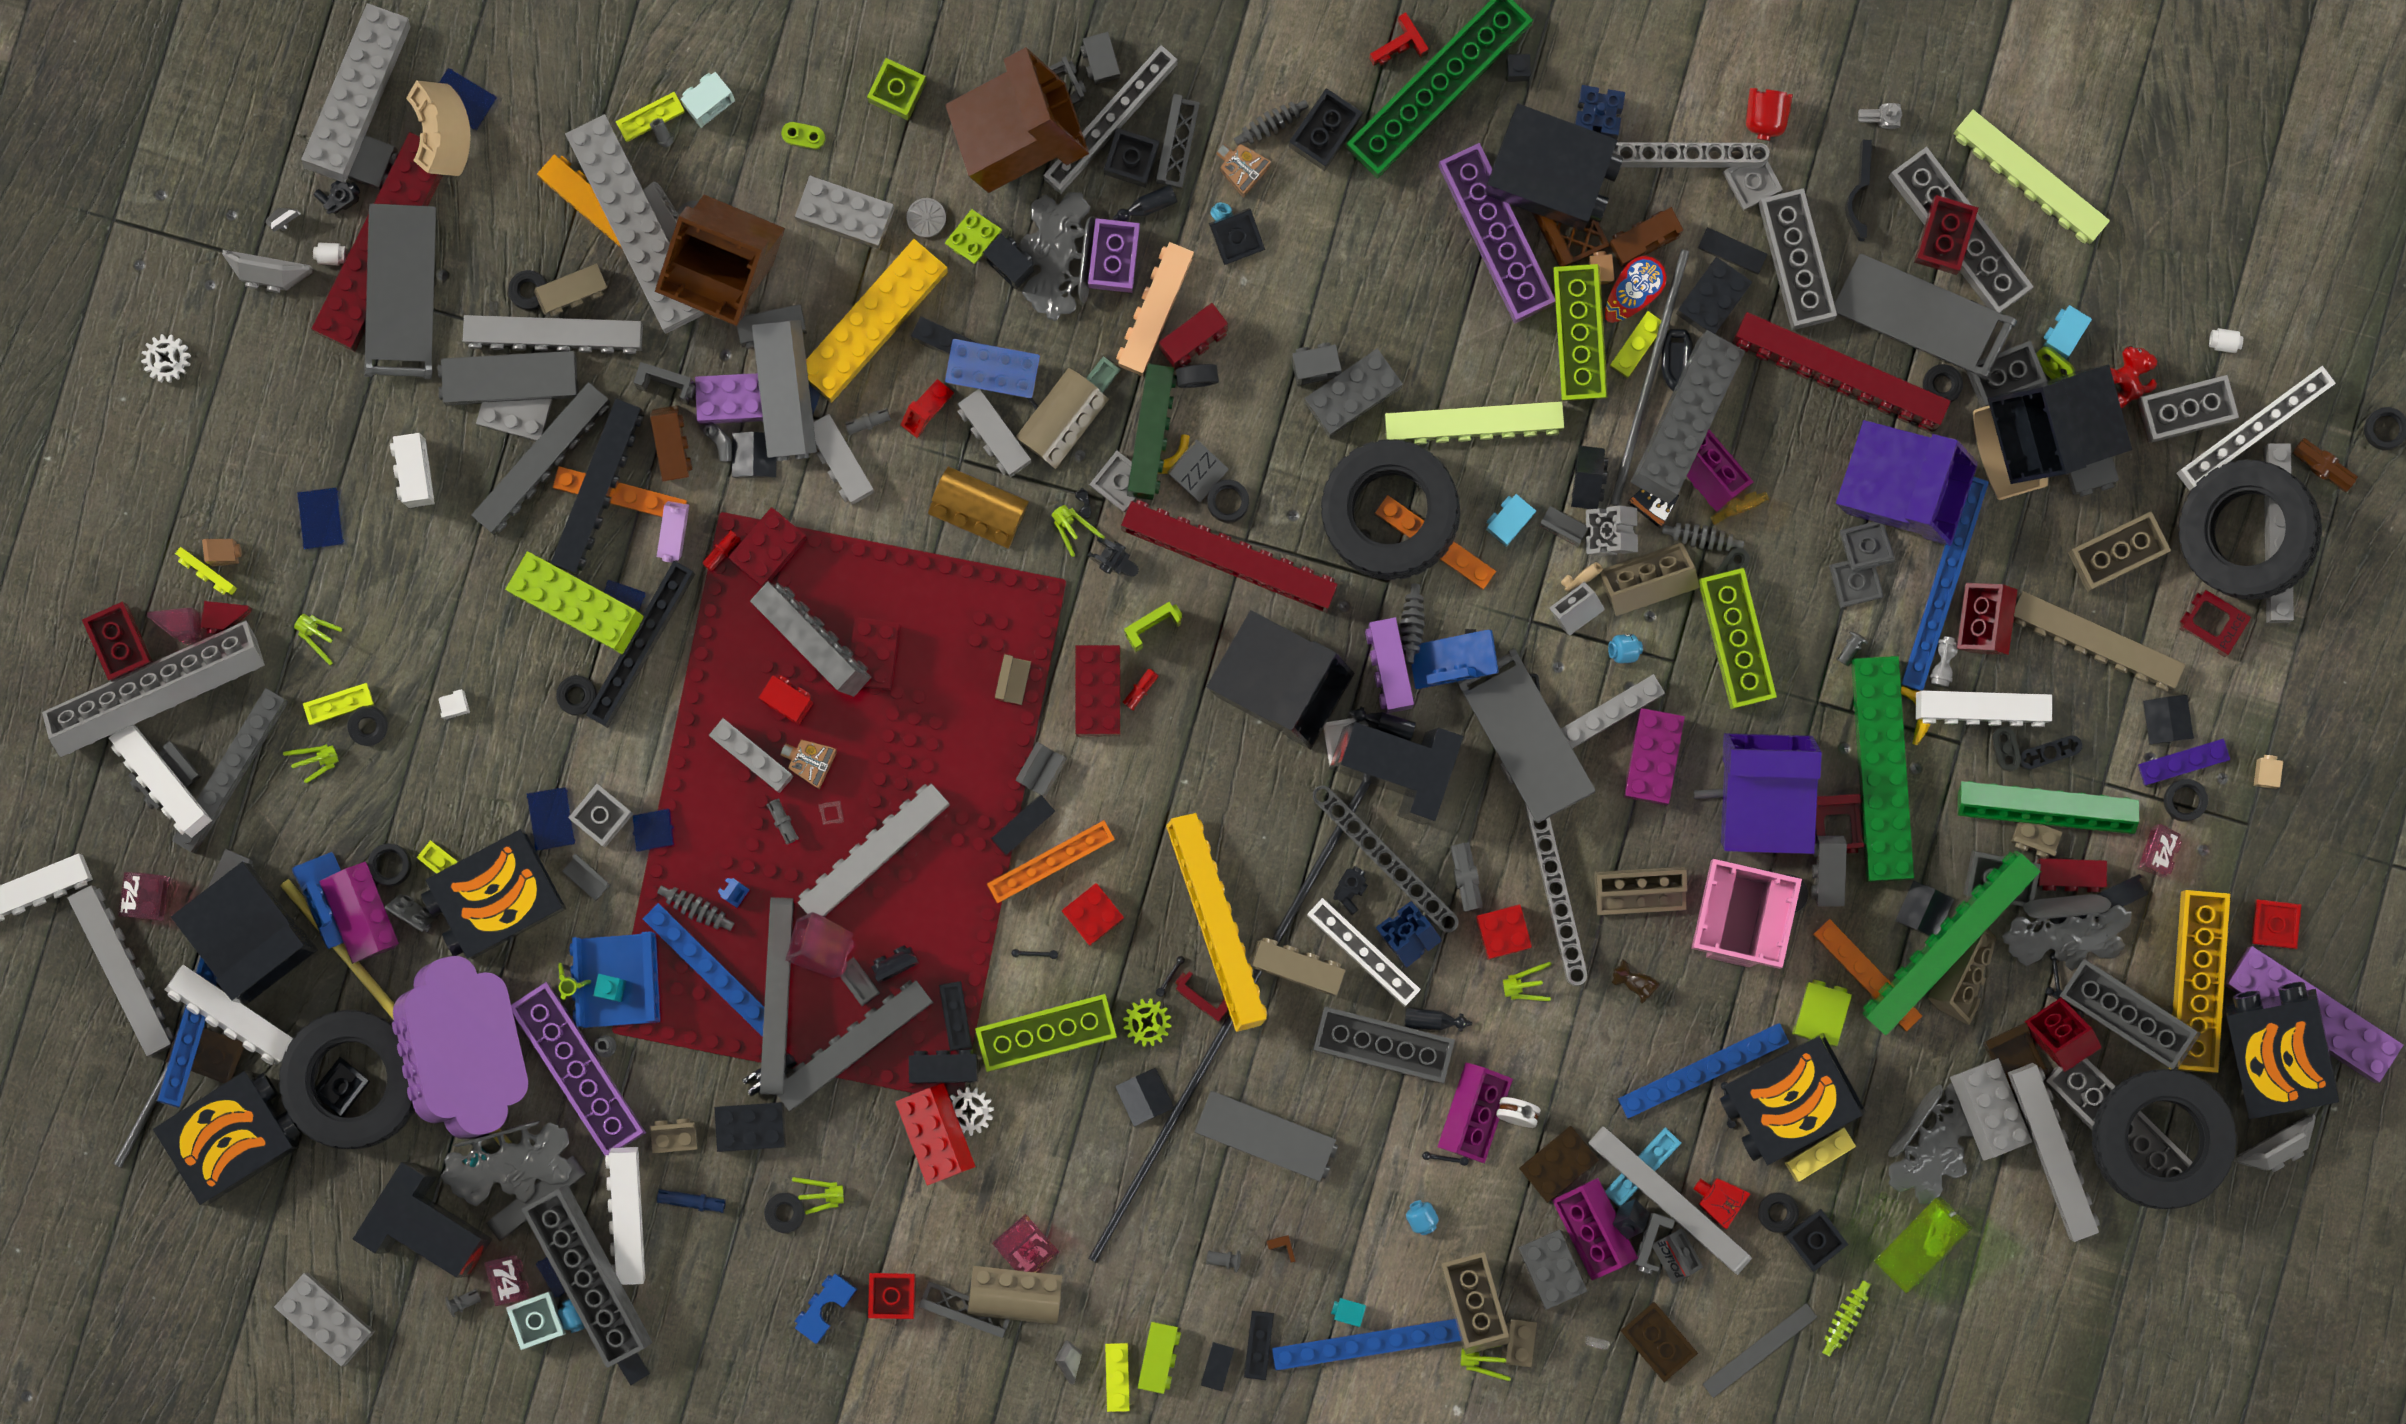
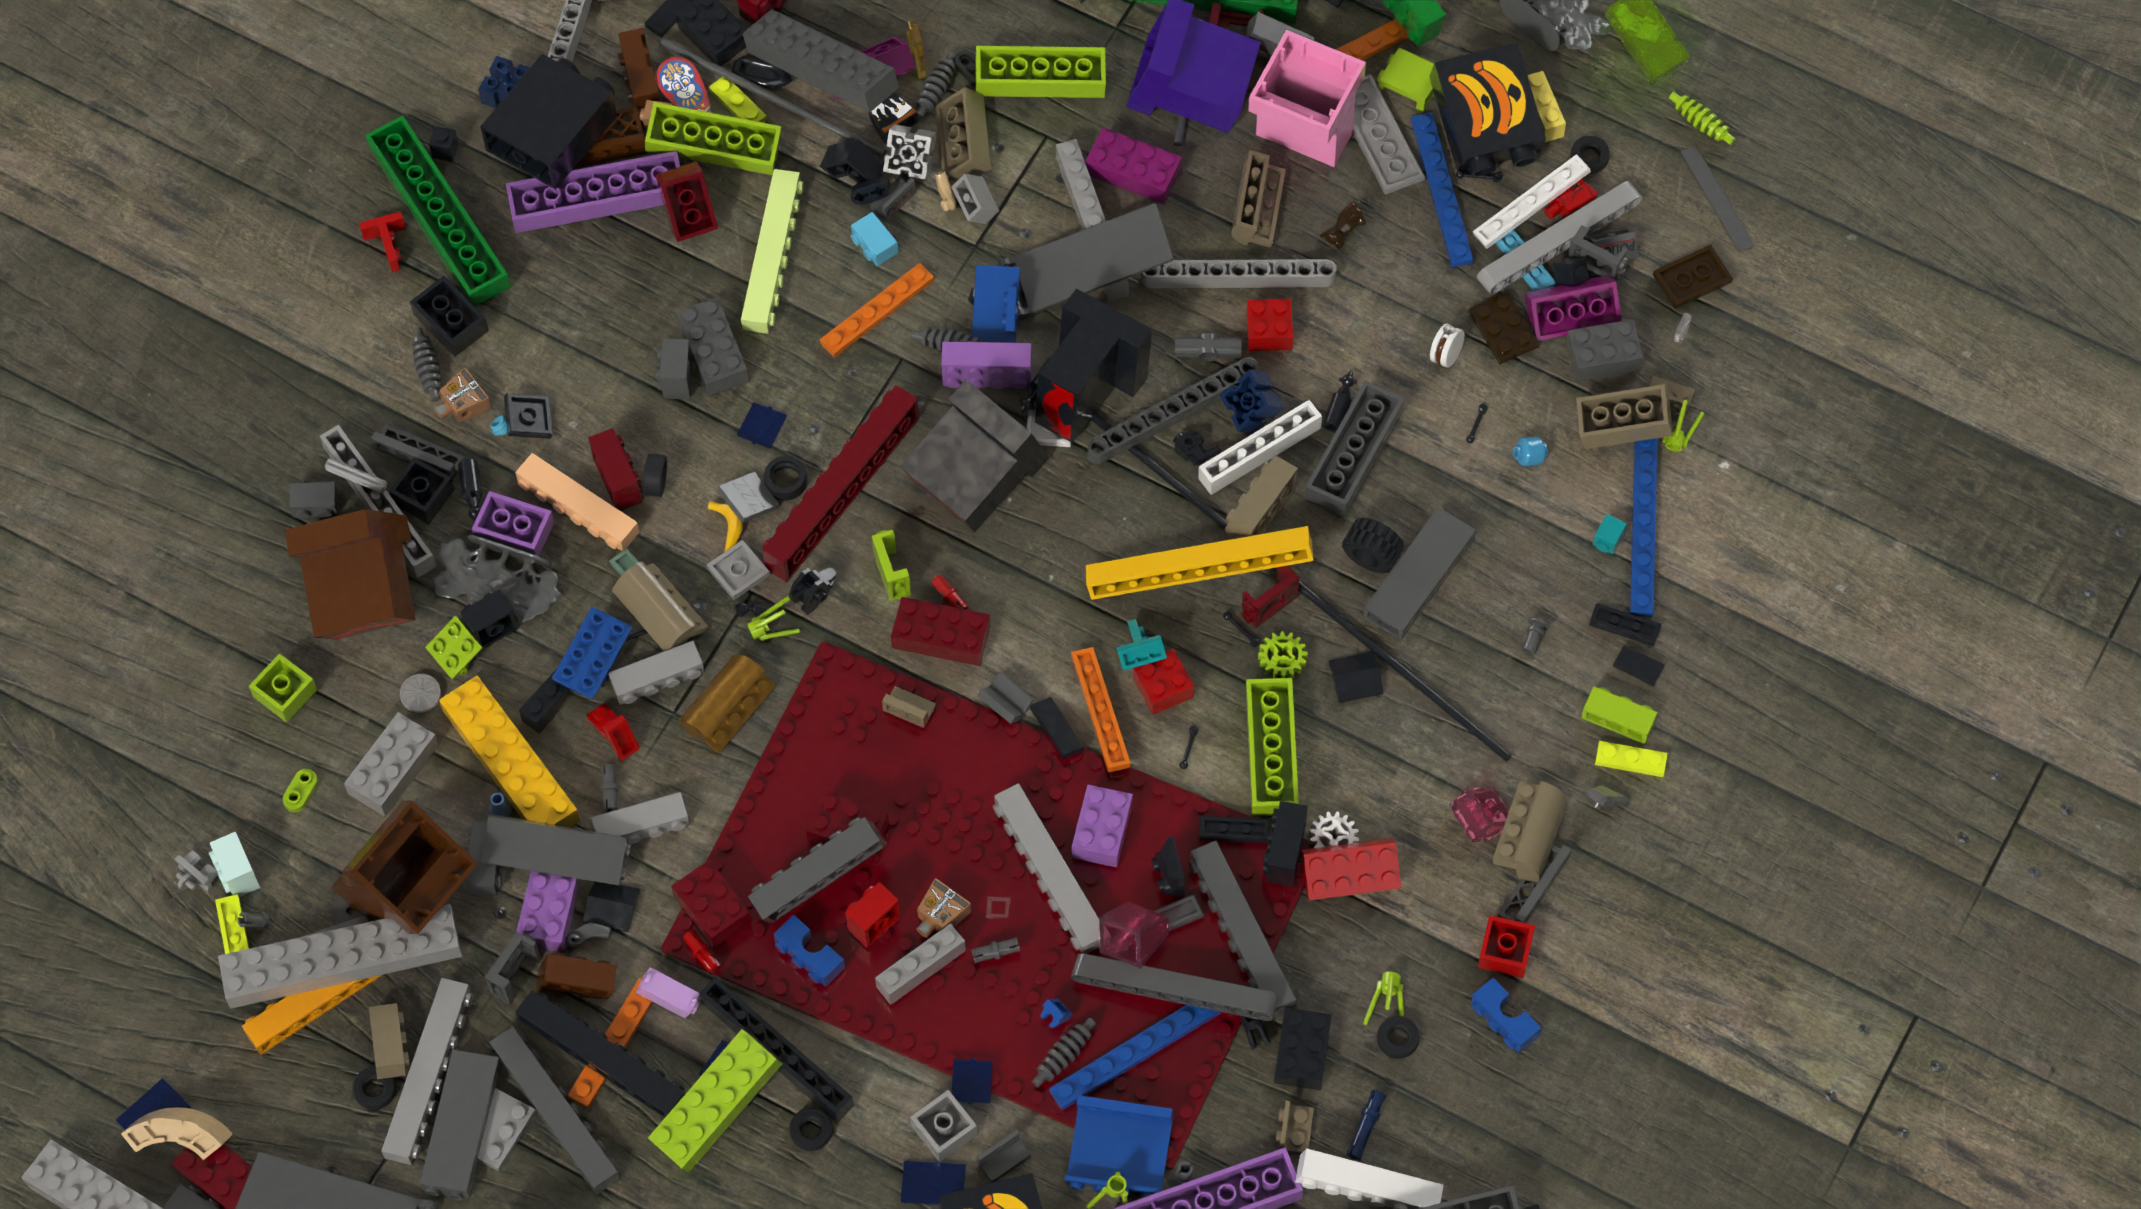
camera: 75 degrees left, 20 degrees down
(609, 988) = (1126, 1151): teal brick -> none
(702, 56) = (188, 866): none -> light grey hips
(749, 632) = (822, 965): none -> blue arch
(825, 330) = (499, 805): none -> medium blue cone
(927, 891) = (1102, 825): none -> medium lavender brick
(1111, 888) = (1142, 650): none -> teal bracket
(1123, 92) = (356, 475): none -> light grey axle
(1150, 432) = (698, 528): dark green brick -> none
(1277, 1085) = (1373, 545): none -> black tyre
(1282, 1241) = (1534, 571): reddish brown panel -> none
(1283, 463) = (761, 425): none -> clear blue piece
(1365, 466) = (826, 286): black tyre -> none
(1473, 1112) = (1437, 387): magenta slope -> none
(1498, 326) = (686, 201): none -> dark red brick
(1513, 986) = (1324, 329): lime plant -> none
(1562, 502) = (870, 191): none -> black beam
(1625, 648) = (1024, 169): dark azure head -> none
(1701, 1164) = (1531, 201): none -> white tile
(1751, 996) = (1383, 140): none -> light grey tile
(1815, 1240) = (1623, 124): black brick -> none

